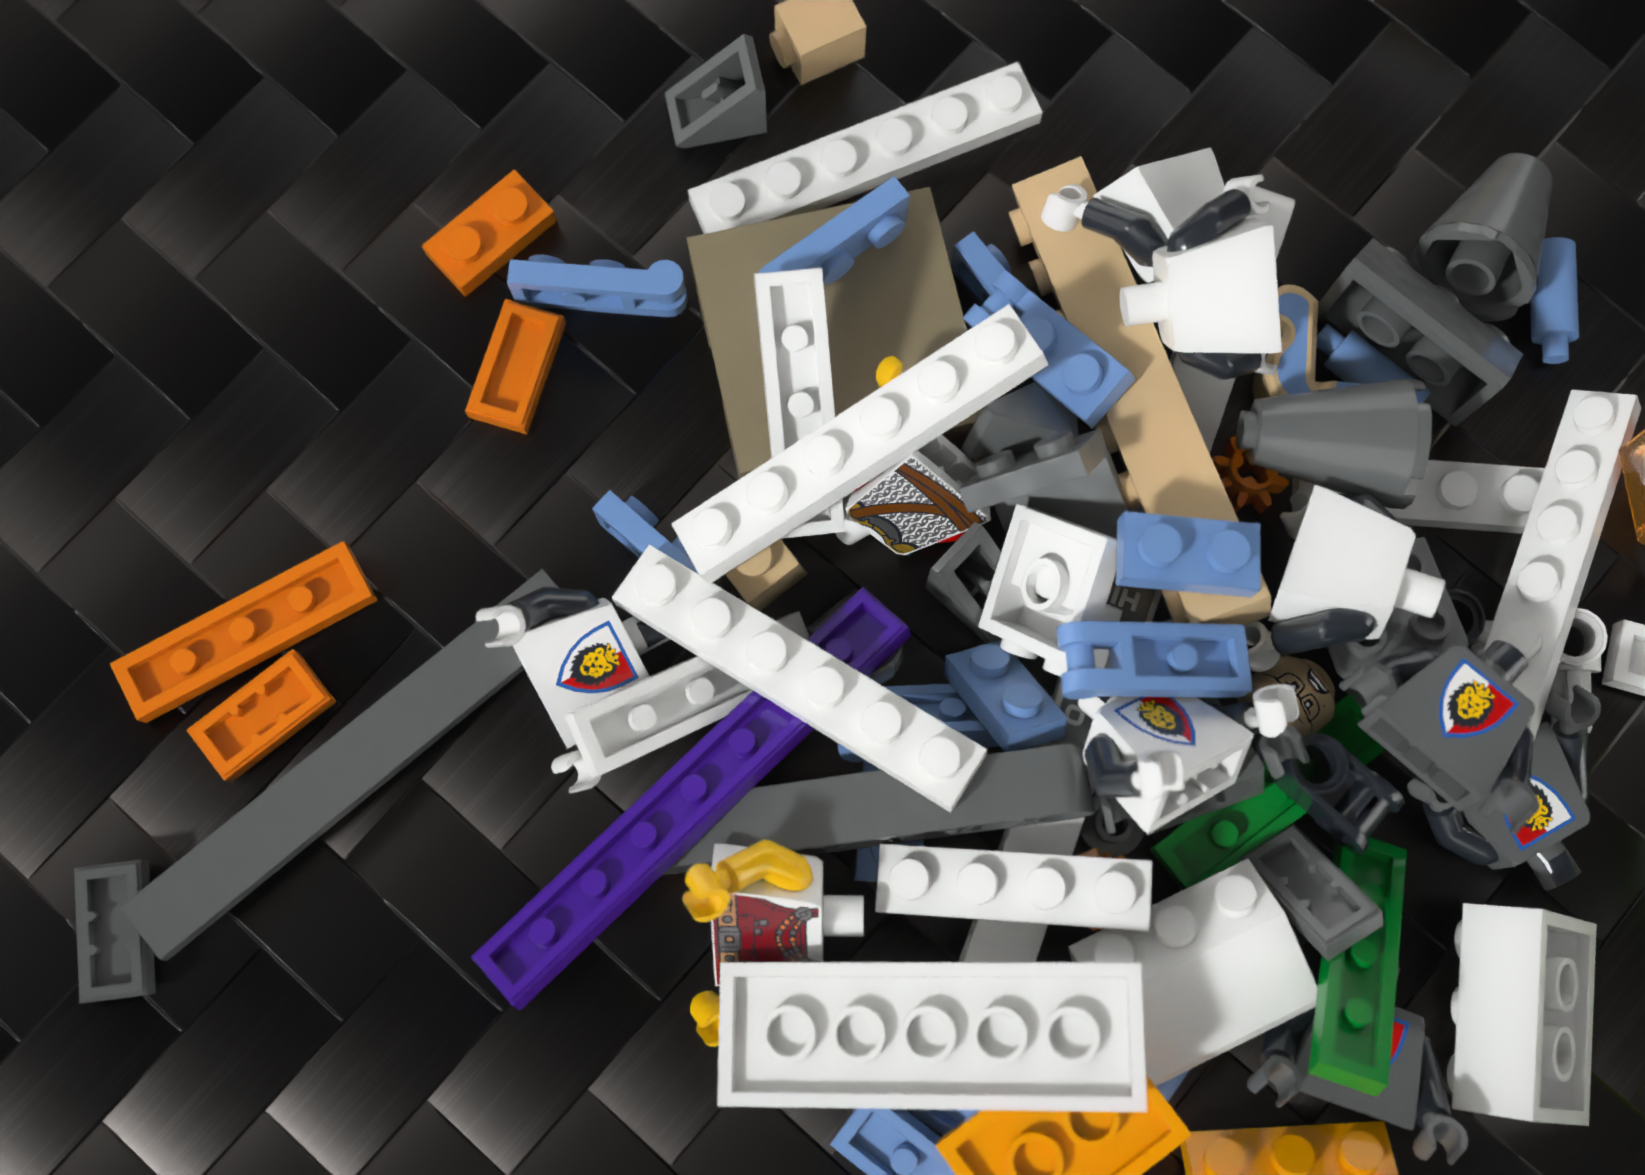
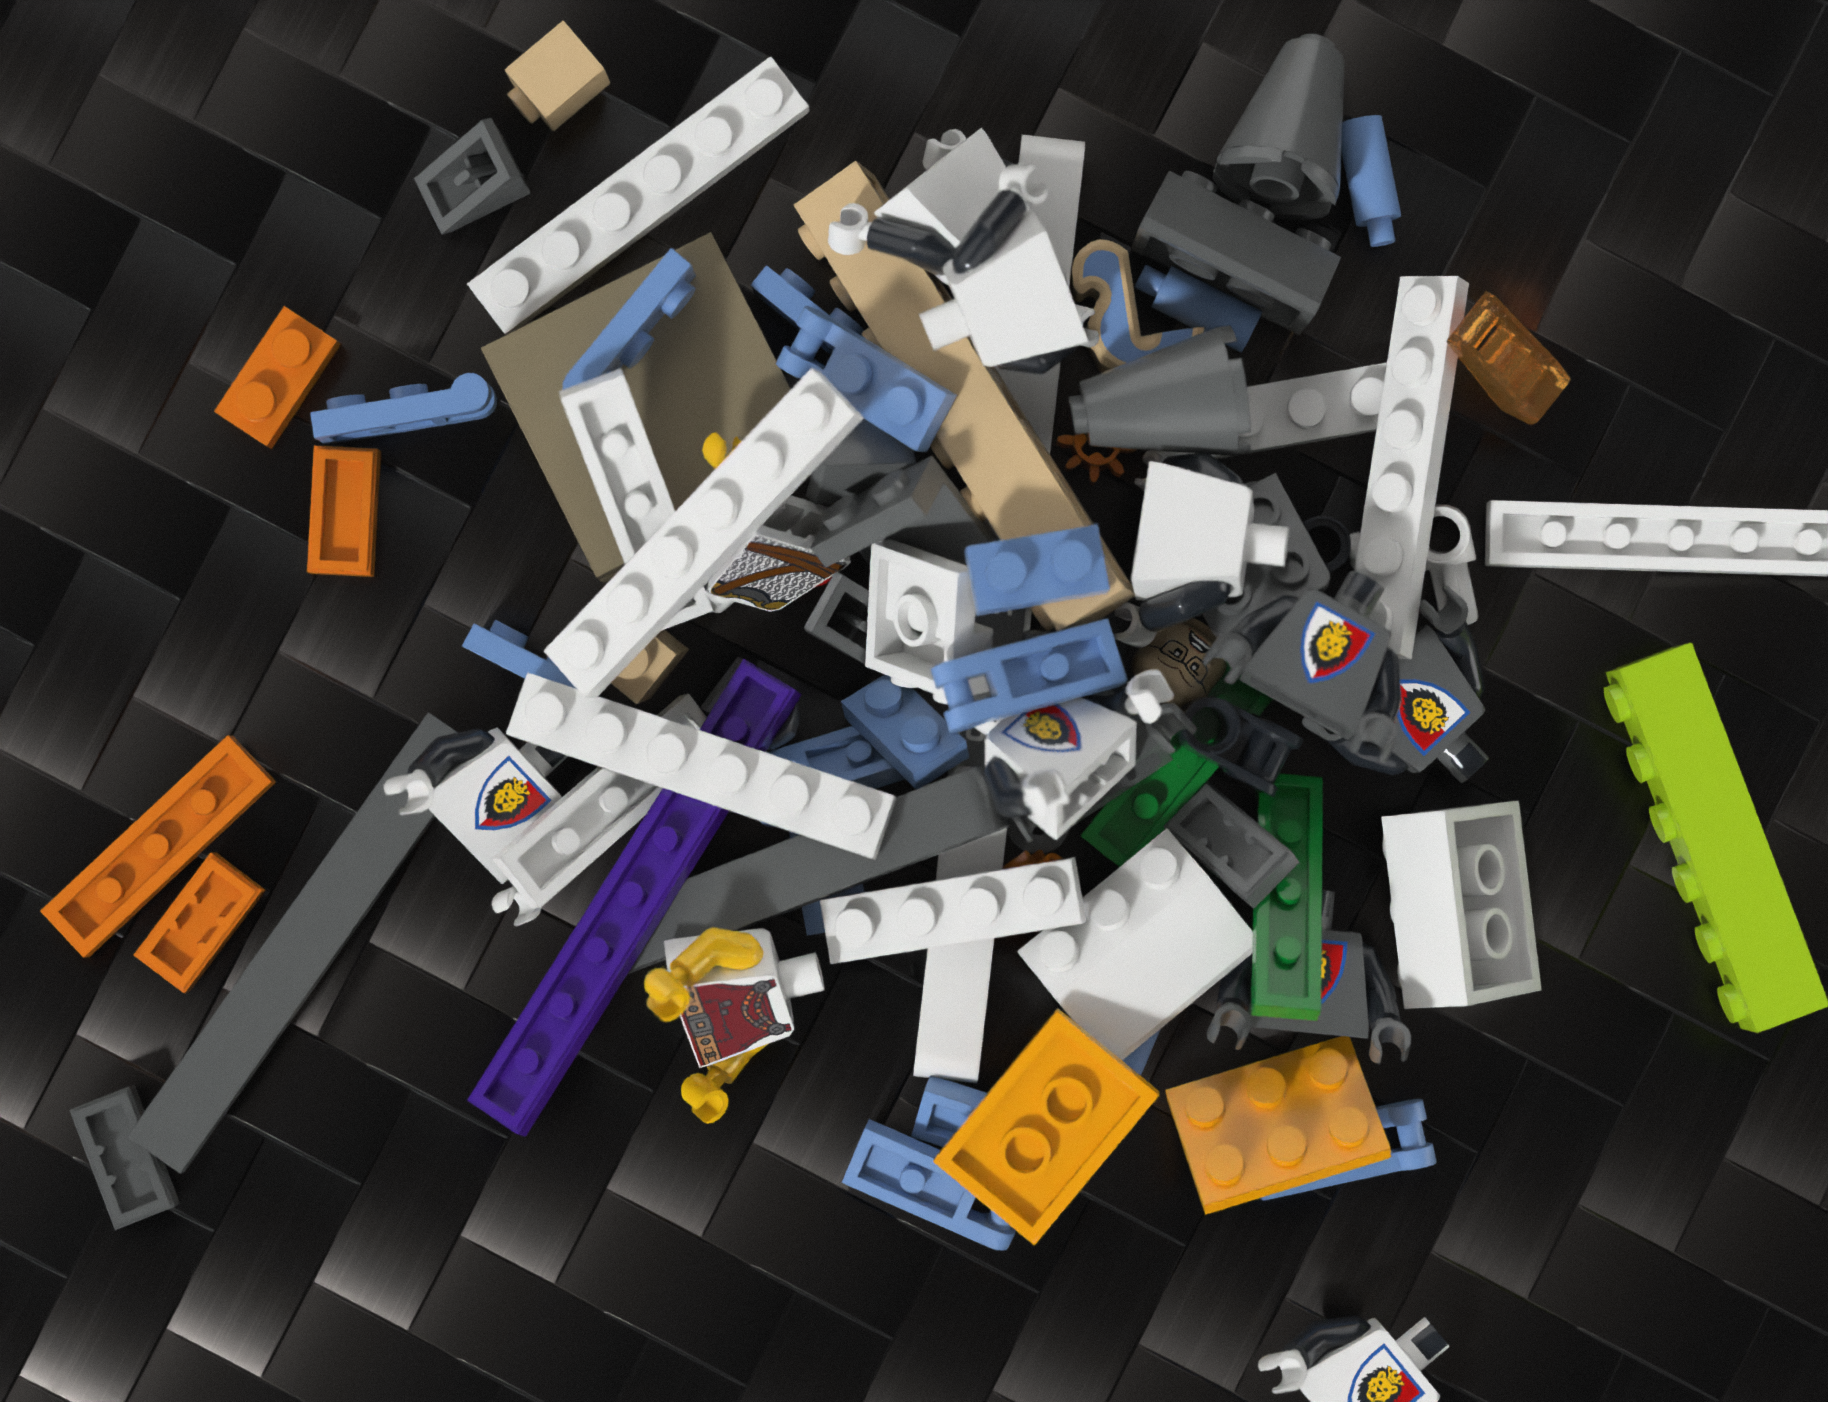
camera: 10 degrees left, 10 degrees up
(932, 1036) = (904, 1066): white plate -> none

